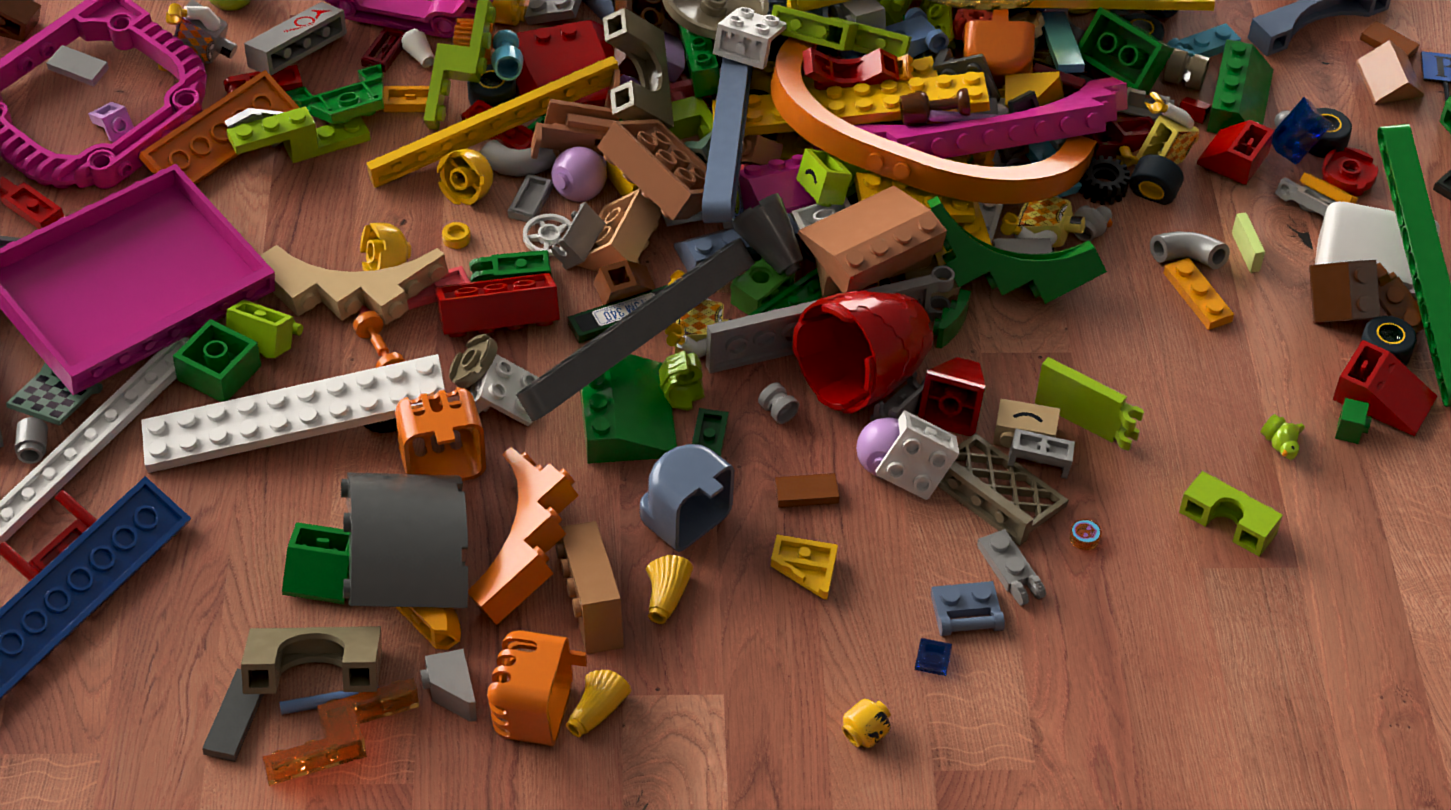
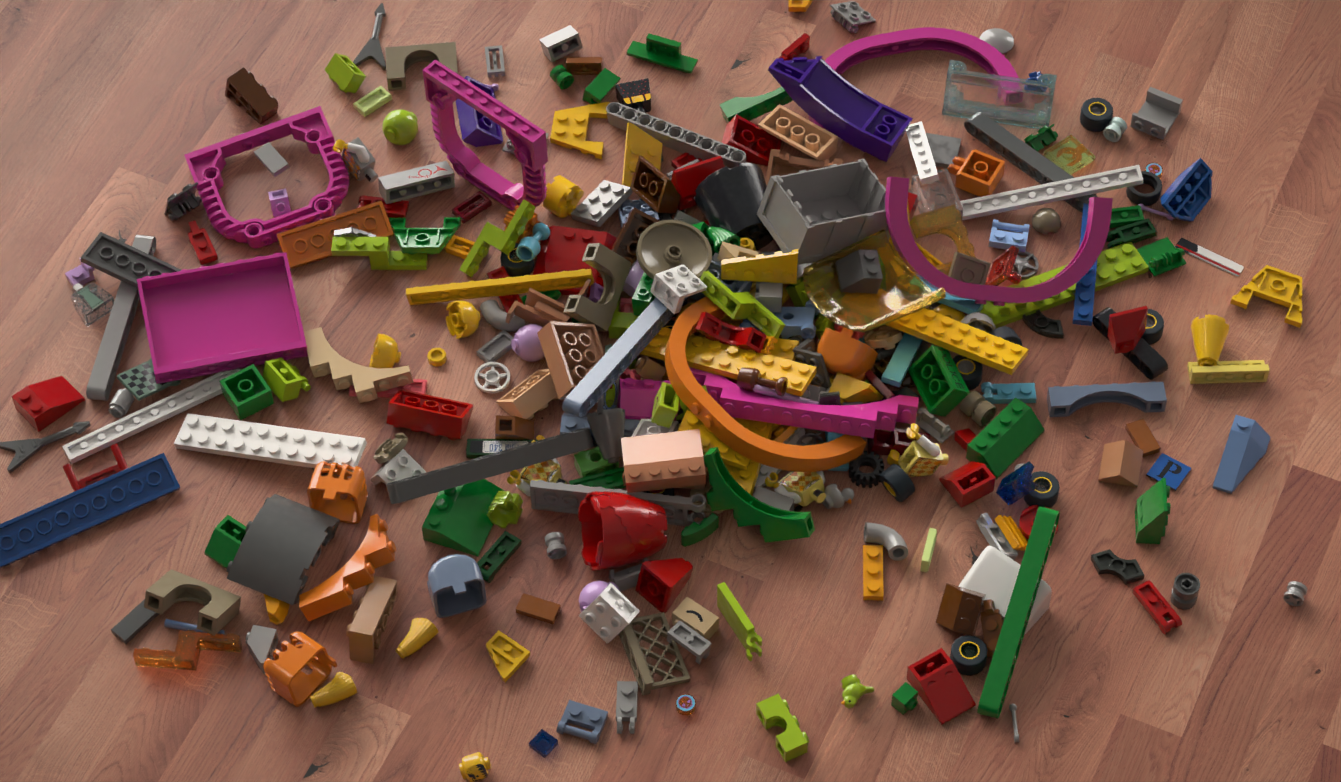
camera: 30 degrees right, 5 degrees up
(369, 325) = (346, 400): orange wheel -> none
(418, 47) = (491, 212): white cone -> none
(510, 265) = (455, 391): green hinge -> none
(579, 237) = (504, 386): light grey hinge -> none

